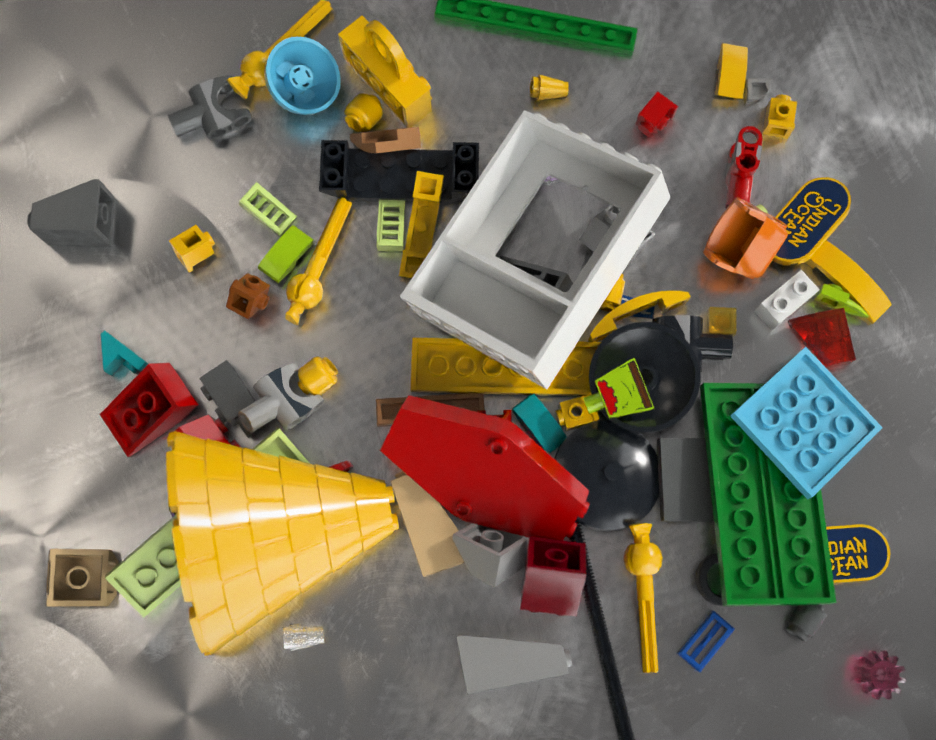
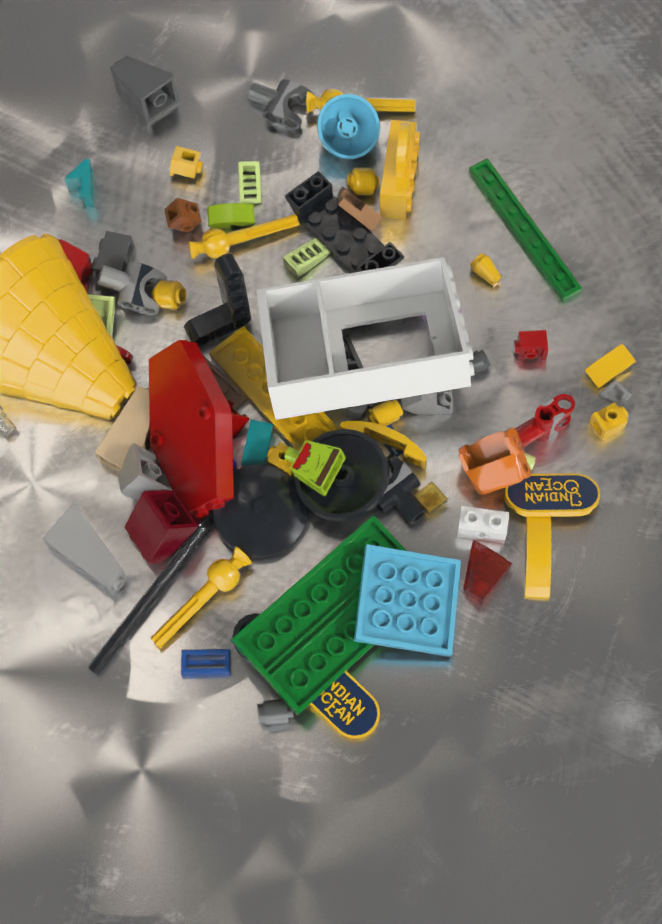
camera: 50 degrees right, 10 degrees down
(148, 407) = (68, 219): red slope -> none
(391, 328) = (231, 314): none -> black beam
(422, 222) = (336, 264): yellow slope -> none
(684, 480) = (297, 557): dark grey tile -> none
(836, 298) = (516, 556): lime plate -> none
(869, 677) = (288, 785): clear pink gear -> none

